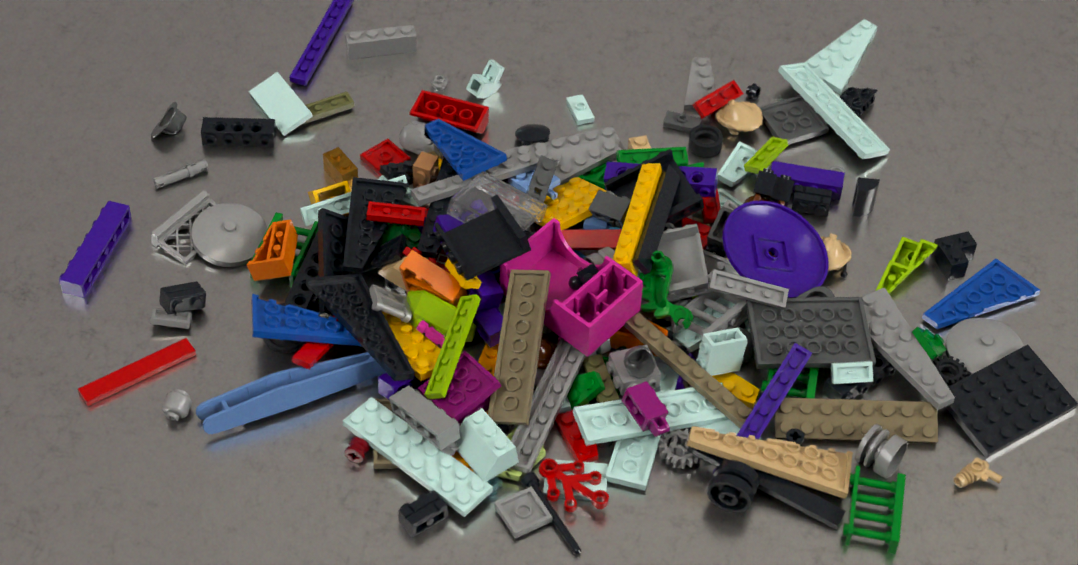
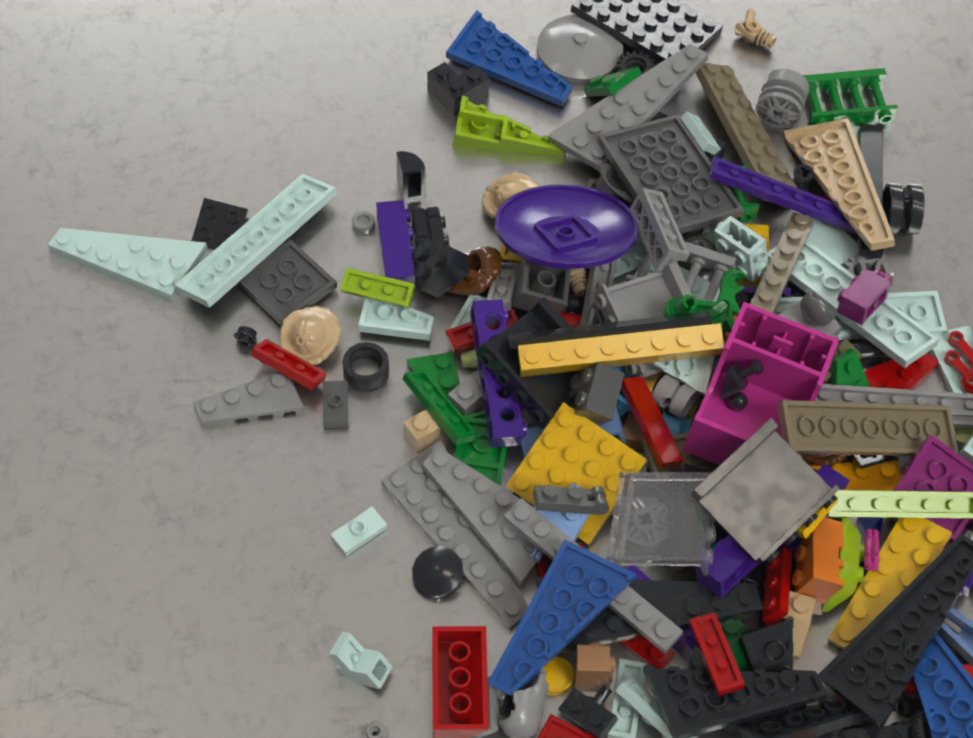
camera: 110 degrees left, 10 degrees up
(390, 303) = (852, 618): light grey plate -> none

